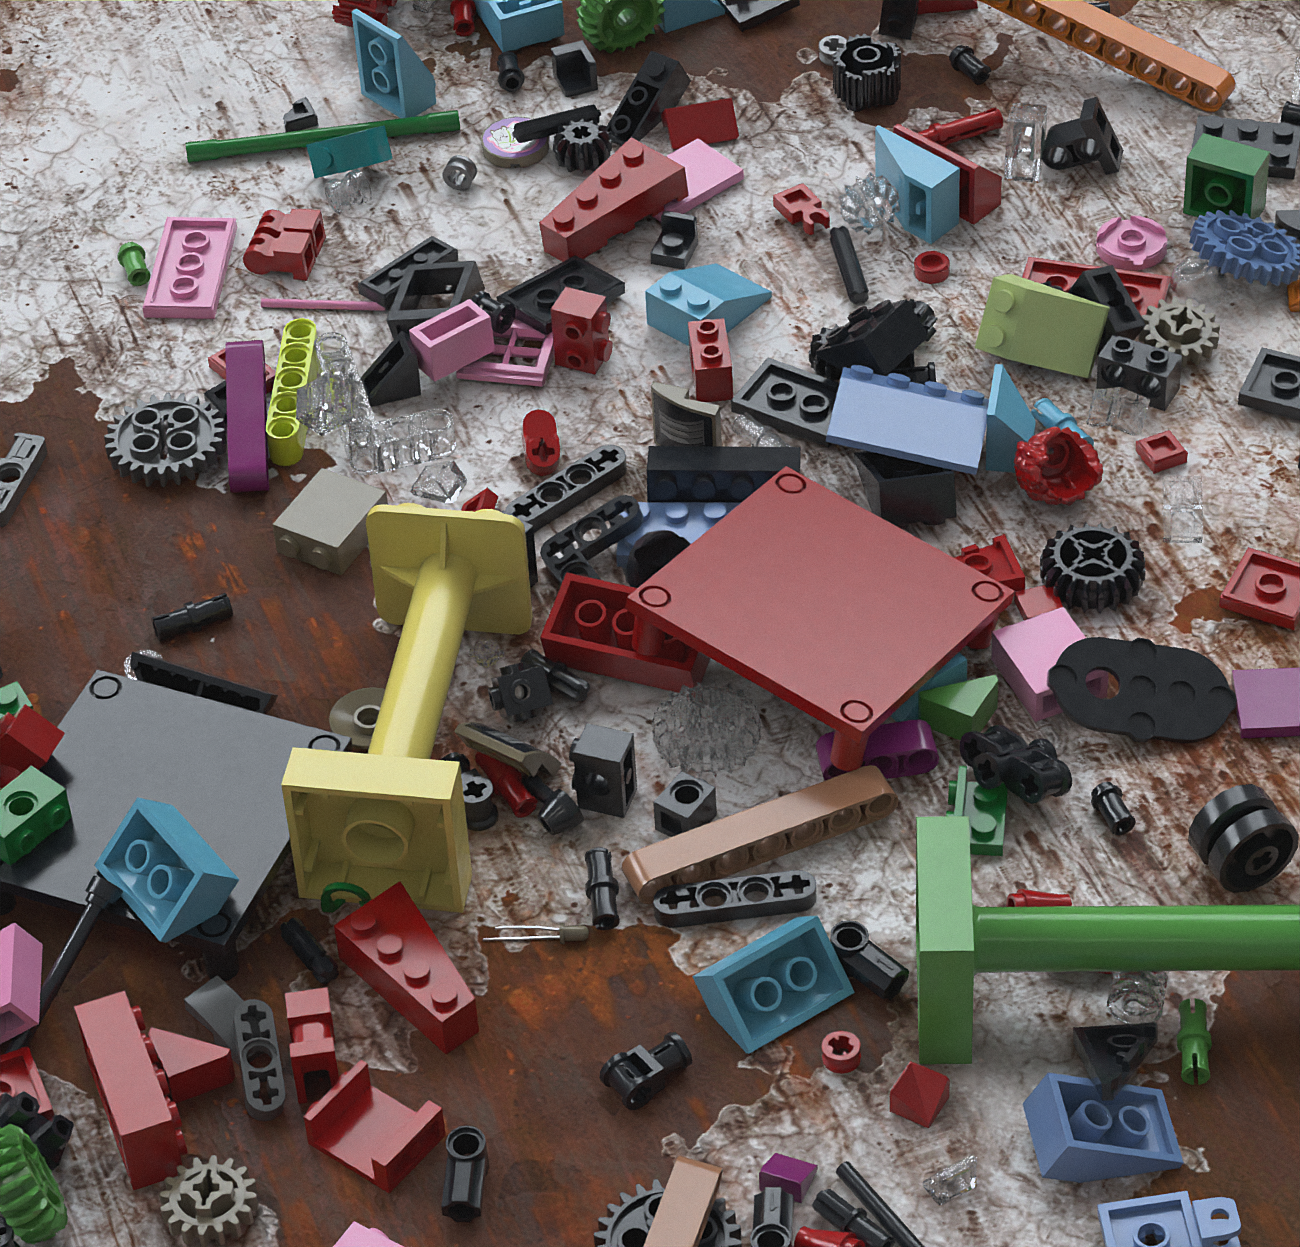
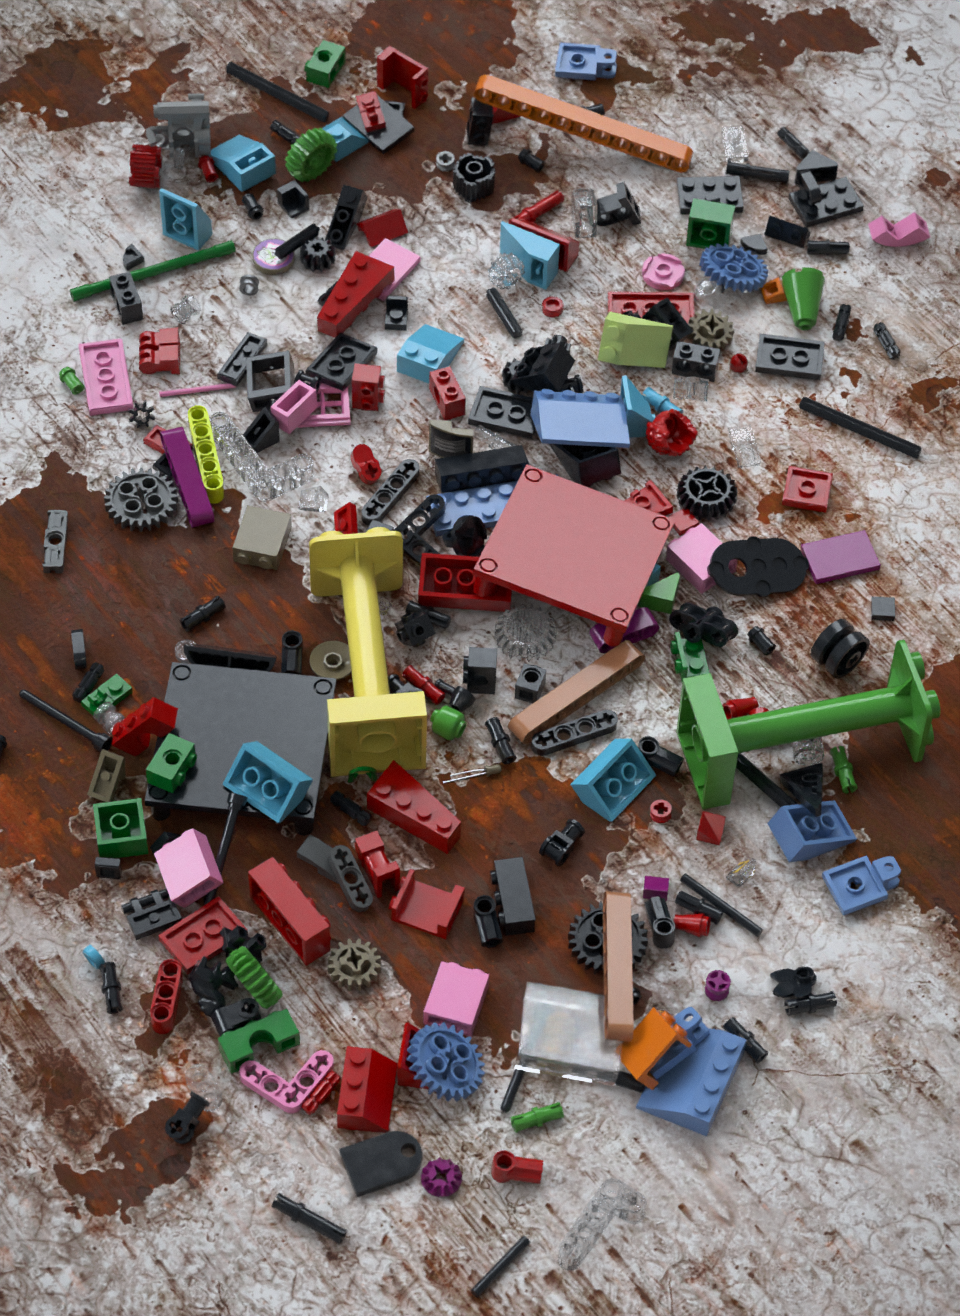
camera: 20 degrees left, 10 degrees up
(191, 1064) = (316, 887): slope -> none
(210, 315) = (138, 419): none -> black gear
(263, 164) = (126, 298): none -> black brick
(309, 693) = (292, 655): none -> black piece
(325, 404) = (236, 463): clear brick -> none
(349, 152) = (179, 283): teal brick -> none
(507, 749) = (421, 667): dark tan slope -> none
(521, 844) = (448, 723): none -> bright green head
(526, 1141) = (513, 896): none -> black brick
(801, 205) = (463, 276): plate -> none
(1031, 1024) = (763, 782): none -> black axle
(1161, 451) = (721, 410): red tile -> none
(1208, 387) = (736, 365): none -> red hinge

